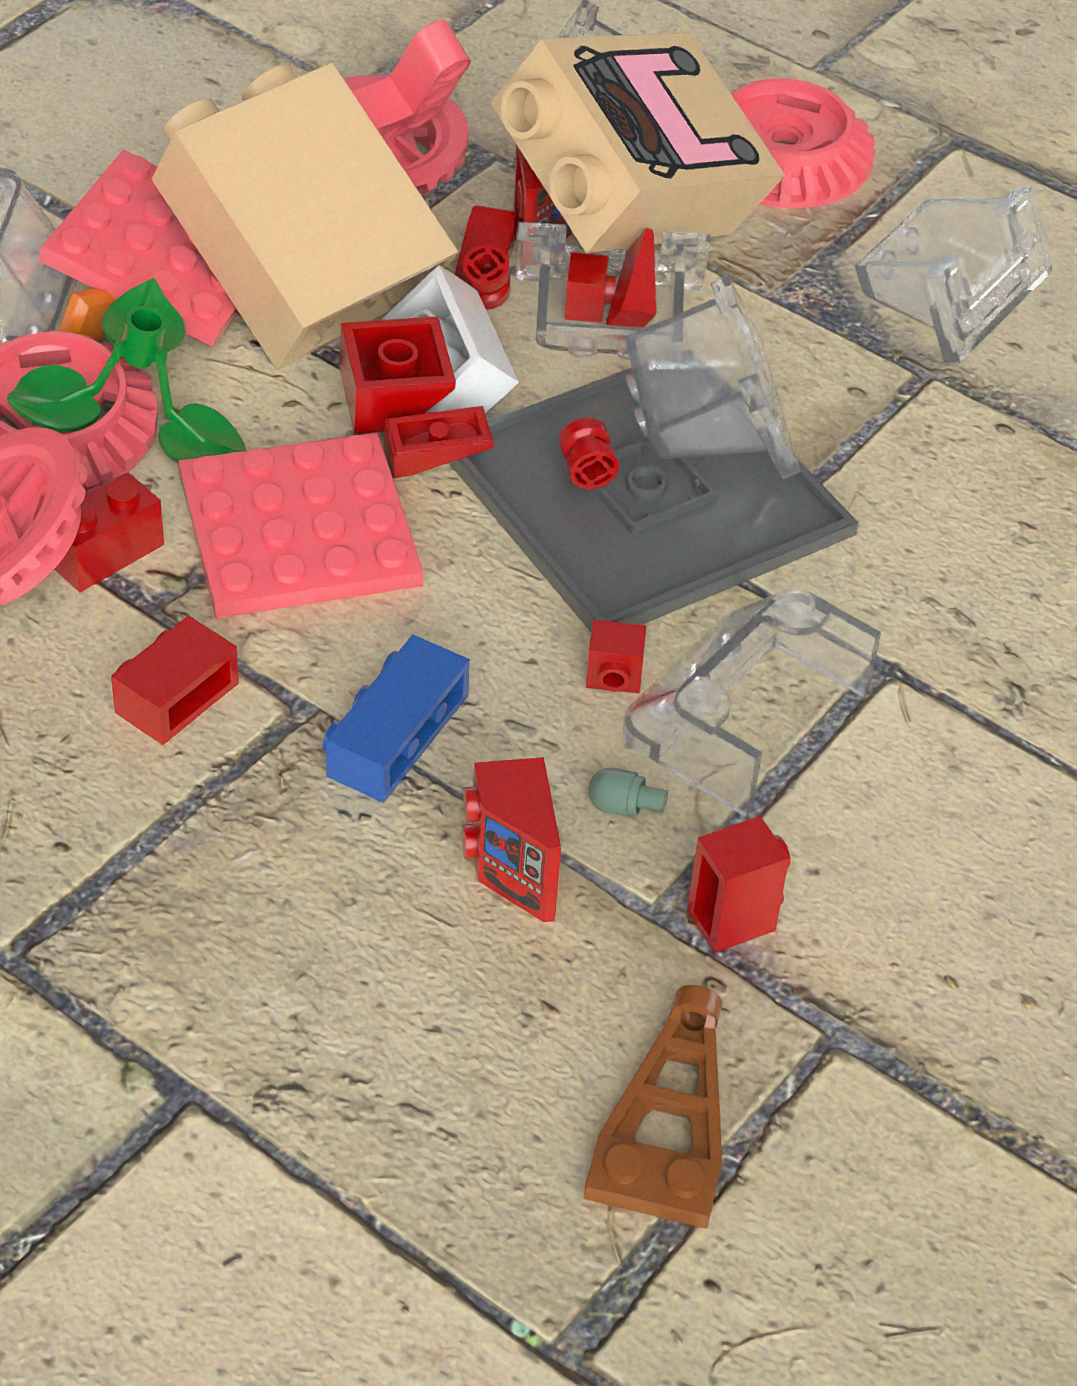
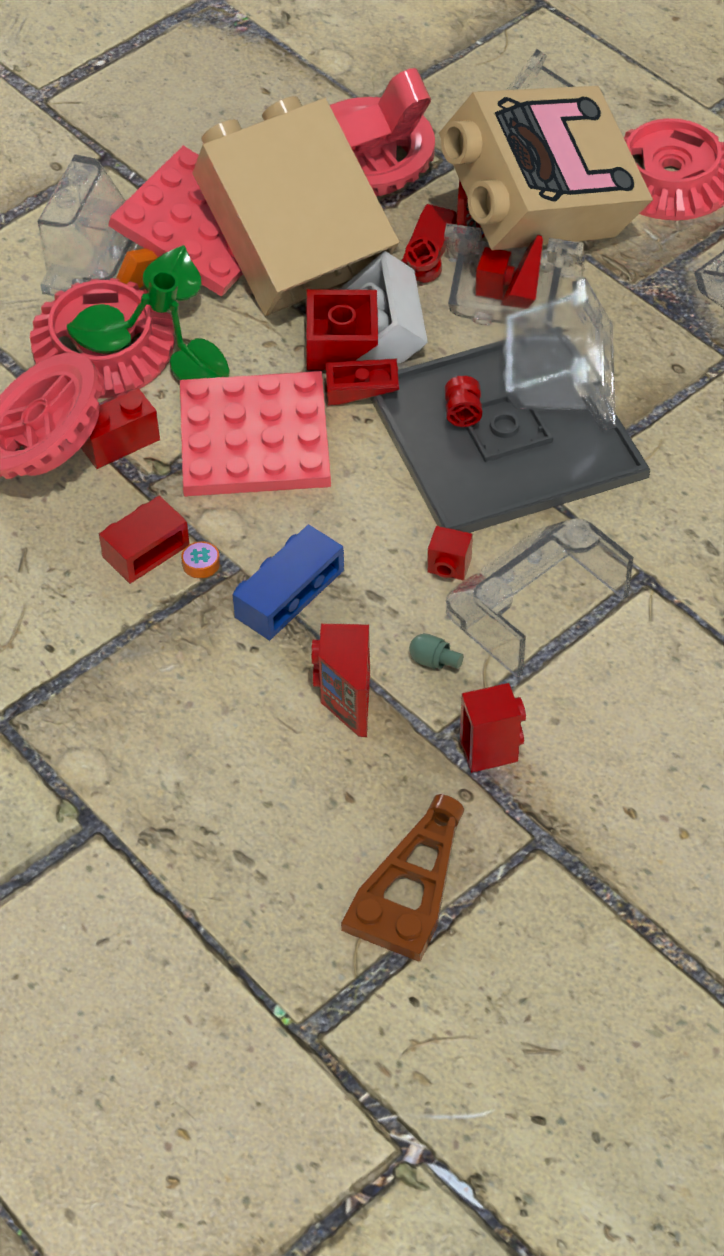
camera: 15 degrees right, 5 degrees up
(260, 701) = (200, 559): none -> tile

